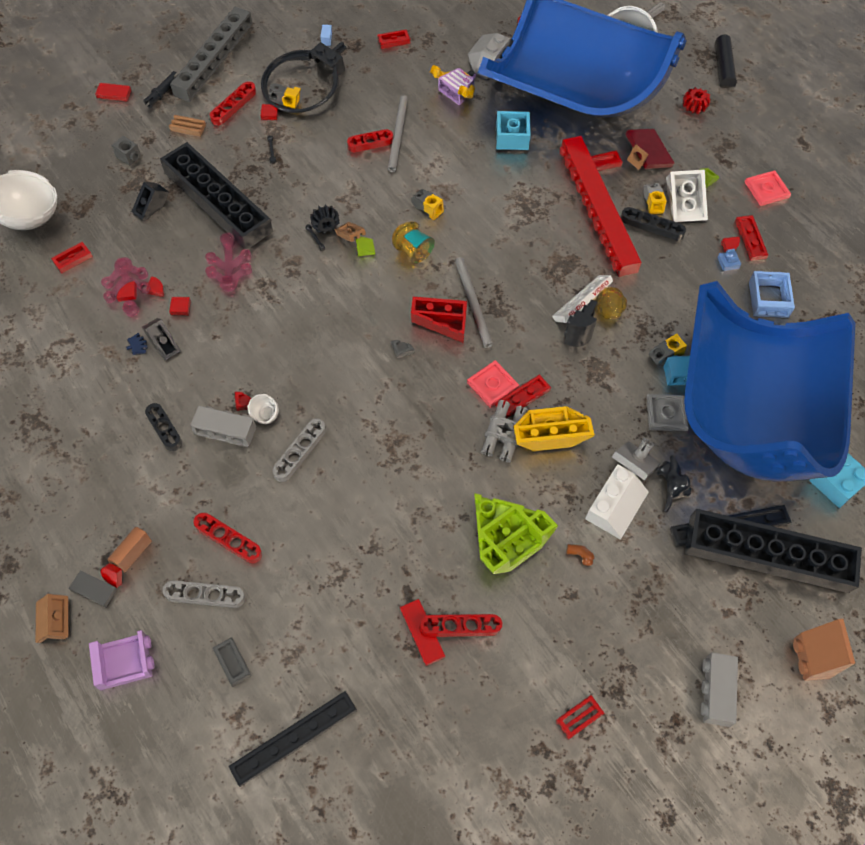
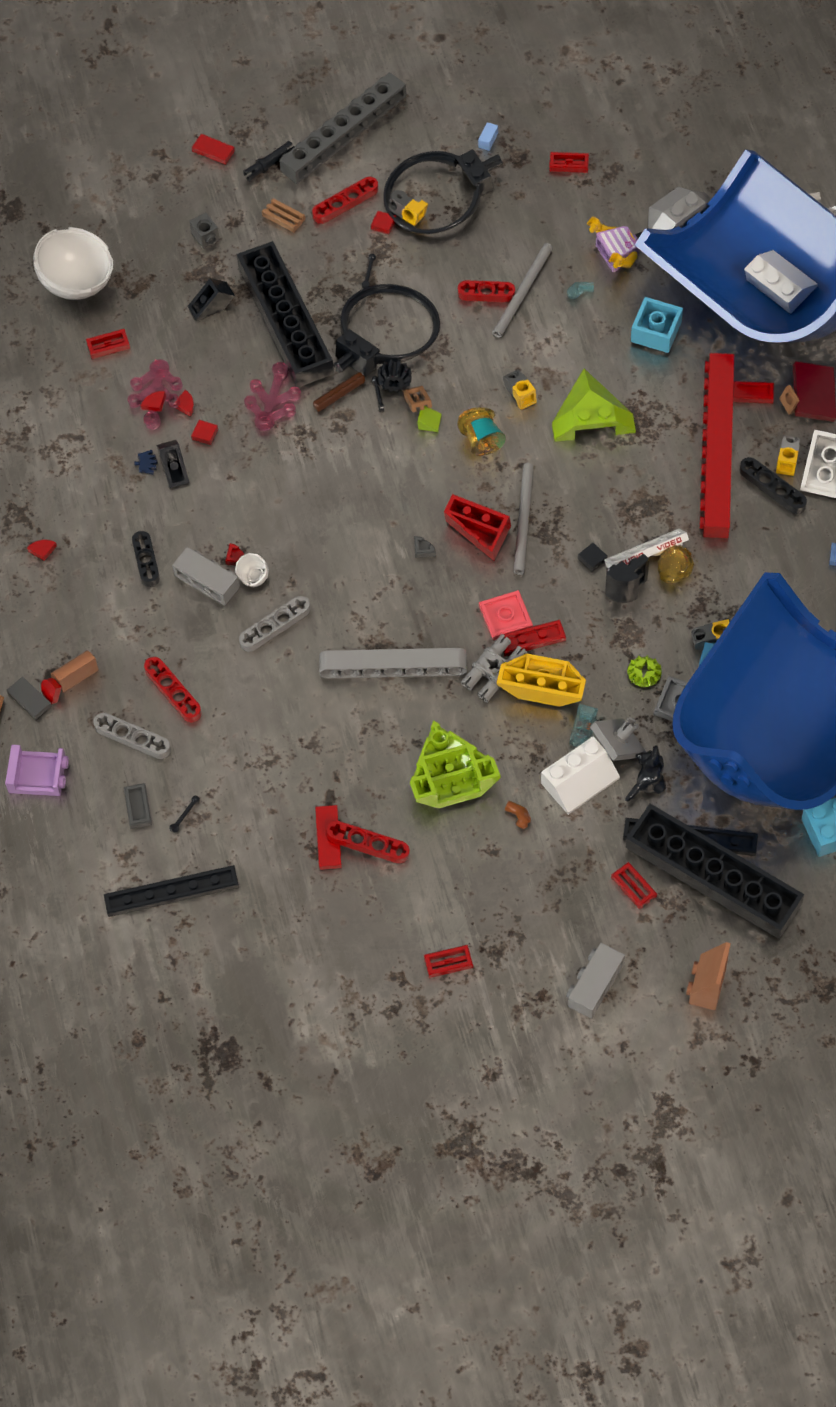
camera: 25 degrees right, 0 degrees up
(64, 445) = (42, 548): none -> red tile
(275, 671) = (175, 827): none -> black hinge
(282, 244) = (339, 391): none -> reddish brown axle
(292, 210) = (363, 355): none -> black brick
(415, 453) = (393, 663): none -> light grey beam
(441, 120) = (578, 288): none -> clear light blue arm
(488, 203) = (591, 407): none -> lime wedge
(541, 316) = (592, 556): none -> black tile
(587, 79) = (779, 280): none -> white slope
(600, 458) = (581, 730): none -> clear light blue leg
(621, 401) = (652, 675): none -> lime gear
(687, 583) = (645, 899): none -> red tile

